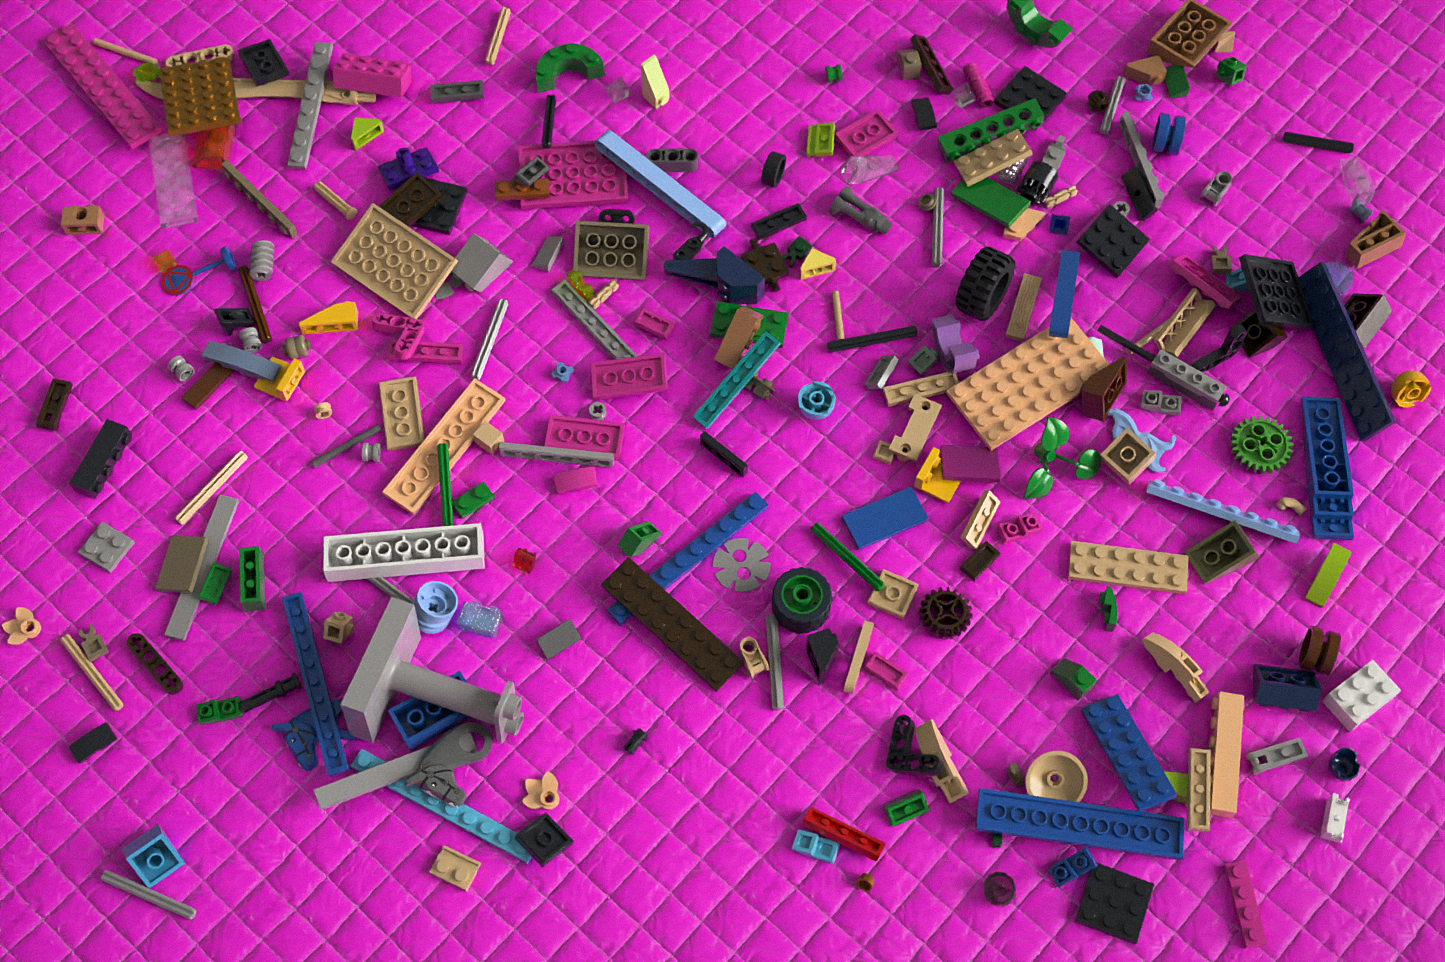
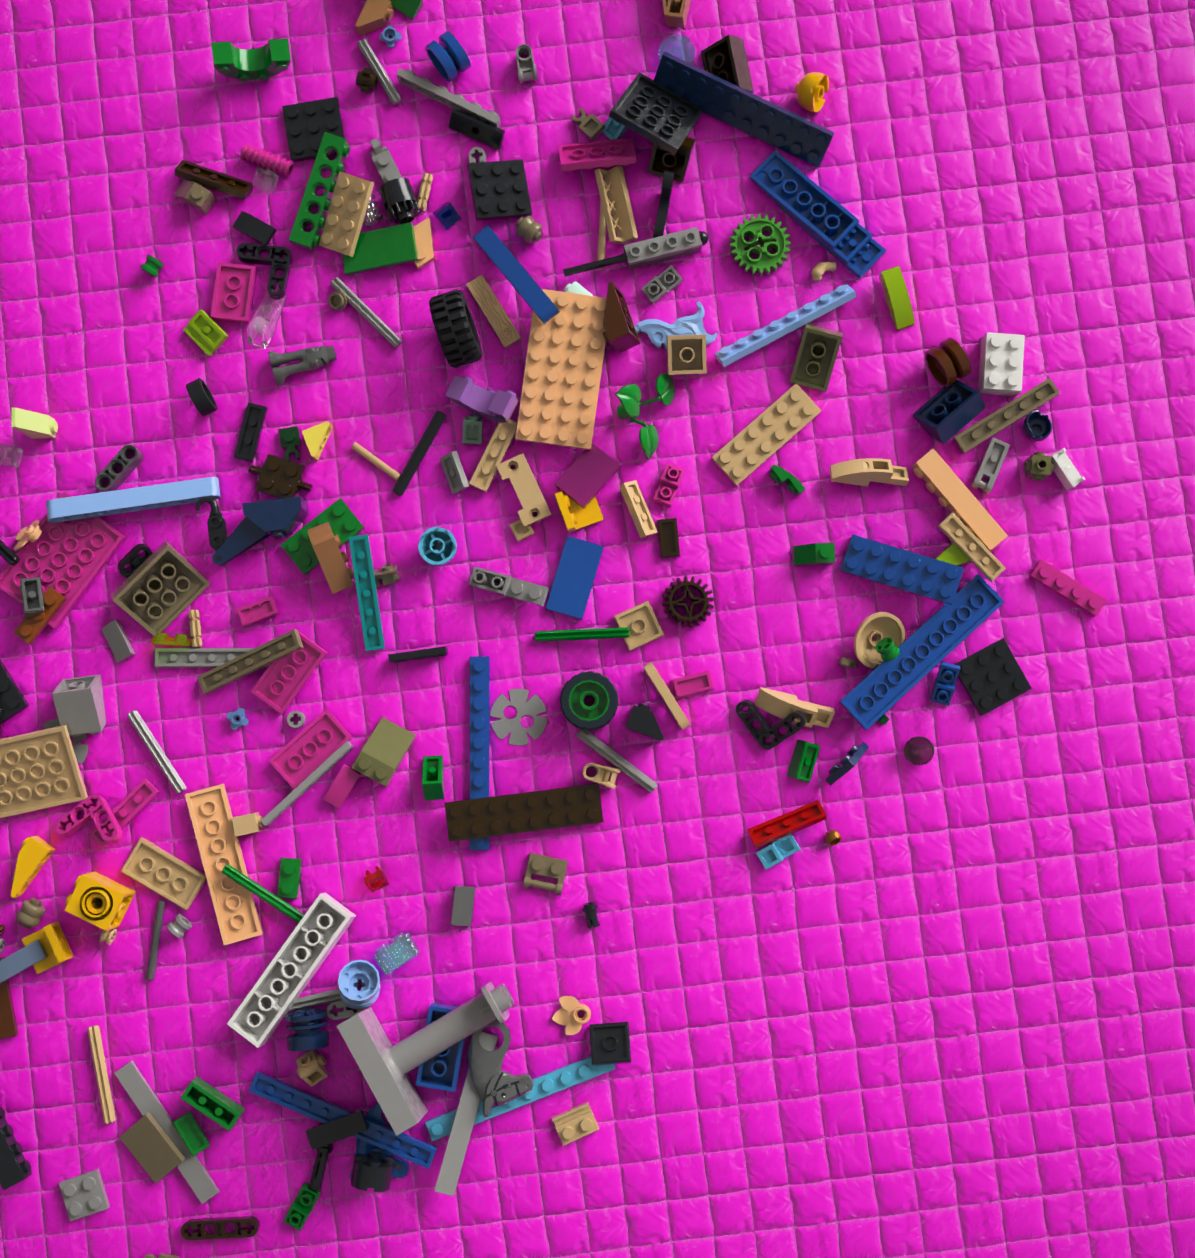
camera: 50 degrees left, 20 degrees up
(291, 731) = (372, 1172): none -> black brick
(304, 681) = (337, 1129): none -> black tile
(345, 382) = (88, 897): none -> yellow brick
(365, 599) = (306, 1027): none -> dark blue wheel
(575, 139) = (27, 534): none -> light nougat plate
(613, 343) = (250, 661): none -> dark tan plate
(627, 489) = (384, 752): none -> olive slope
(644, 678) = (548, 867): none -> dark tan plate
(833, 475) = (508, 586): none -> light grey slope
(917, 144) = (276, 264): none -> black beam
(935, 835) = (847, 762): none -> dark blue plate
(1055, 790) = (887, 649): none -> green wheel
(1105, 281) = (529, 229): none -> dark tan piece
(1314, 793) = (1032, 467): none -> olive brick
(1327, 735) = (1006, 415): none -> dark tan plate

